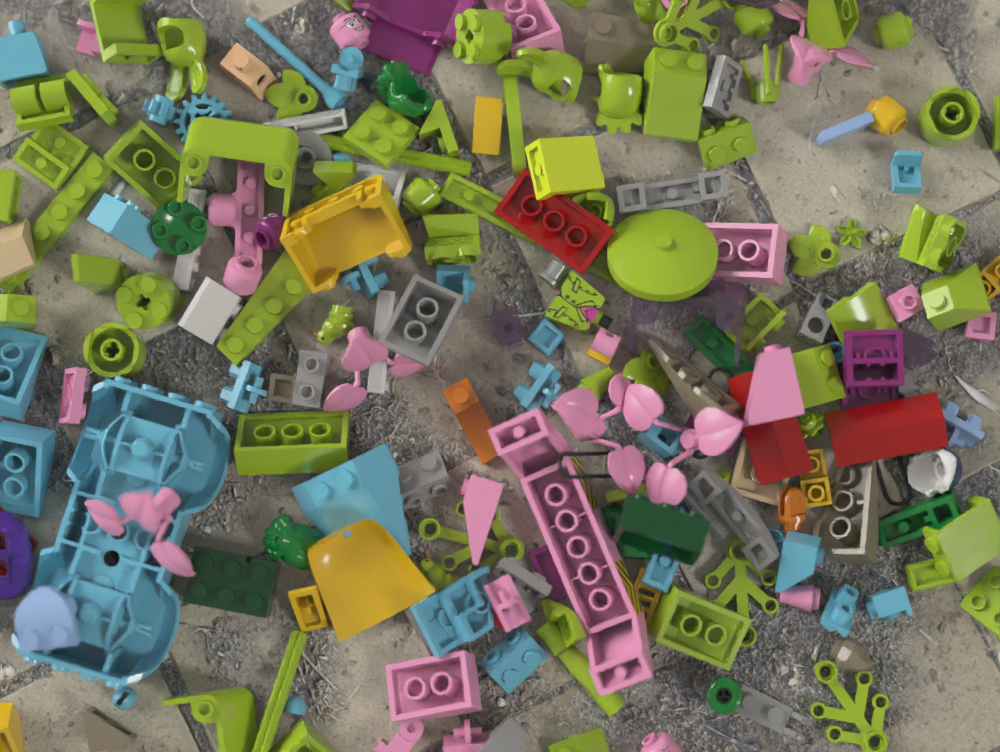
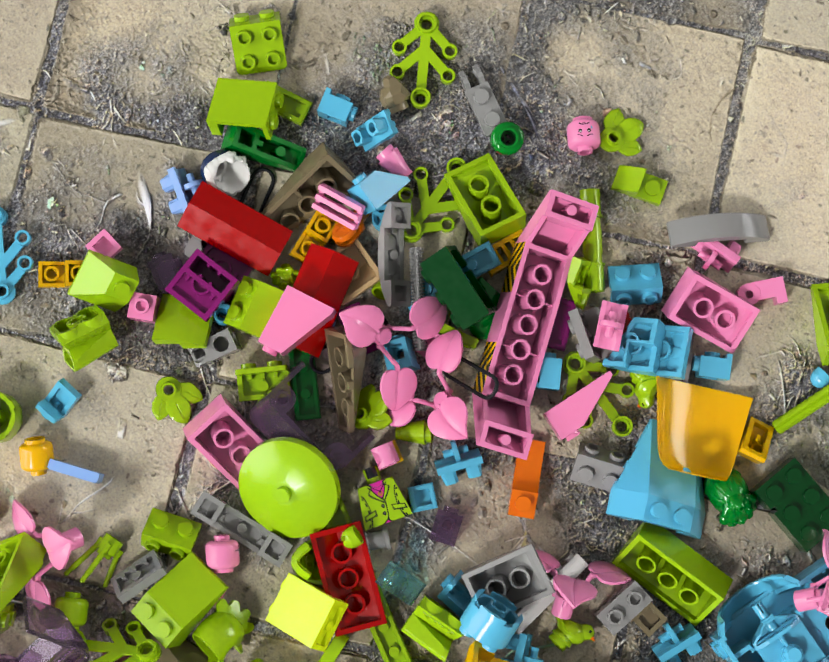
camera: 145 degrees left, 0 degrees up
(394, 641) = (712, 366): none -> medium azure brick
(412, 276) = (490, 620): none -> medium azure brick
(508, 253) = (400, 583): none -> clear light blue slope
(526, 524) = (550, 373): none -> medium azure brick
(577, 254) = (351, 537): none -> lime hinge
(670, 159) = (222, 554): none -> bright pink head
(815, 513) = (320, 198): none -> bright pink tile
(851, 234) = (137, 390): lime plant -> none

